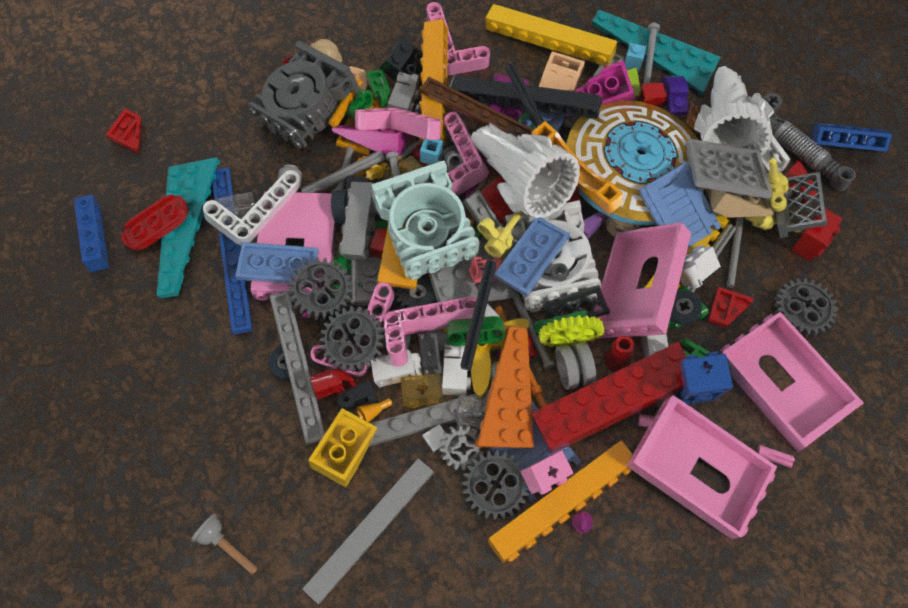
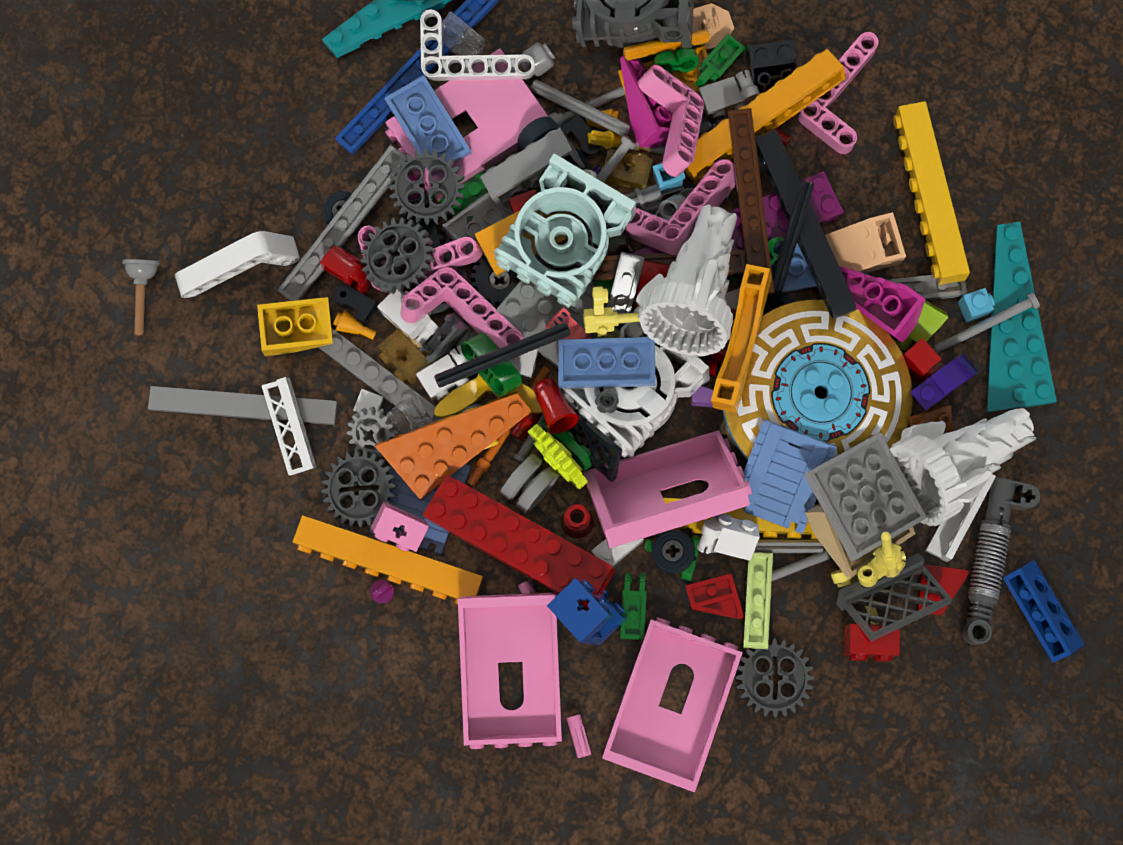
camera: 60 degrees right, 15 degrees up
(260, 458) = (235, 259): none -> white beam
(417, 496) = (295, 421): none -> white fence
(535, 310) = (554, 406): none -> red plant
(749, 283) = (758, 601): none -> yellowish green tile

